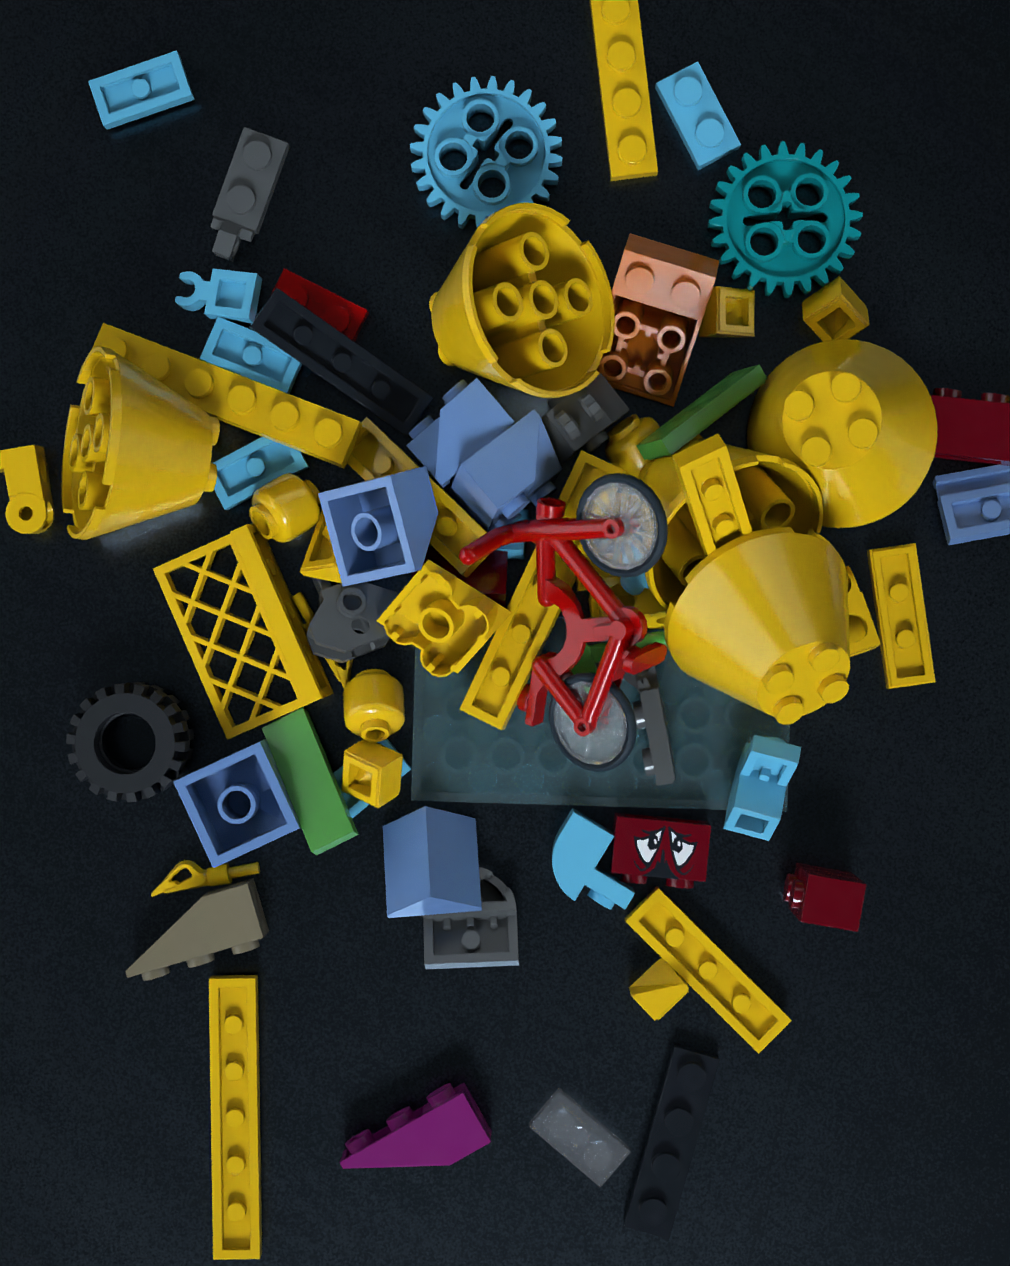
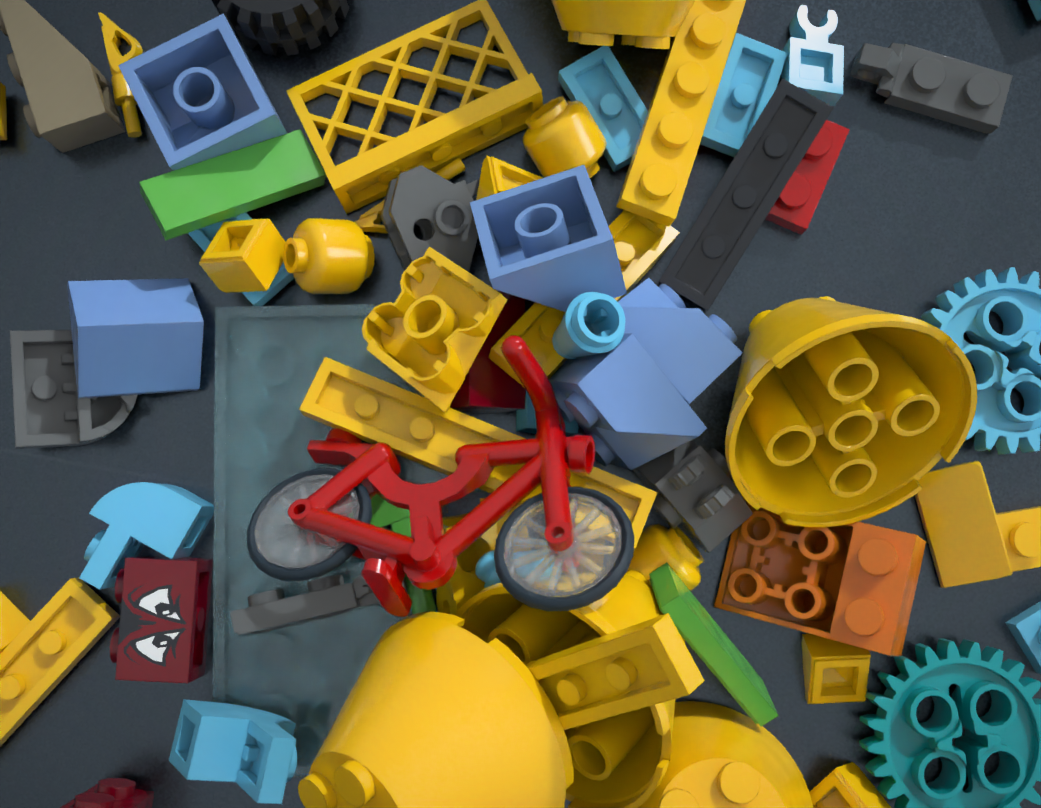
camera: 85 degrees right, 5 degrees down
(452, 496) = (589, 326): none -> medium azure cone
(617, 203) = (962, 525): none -> yellow slope

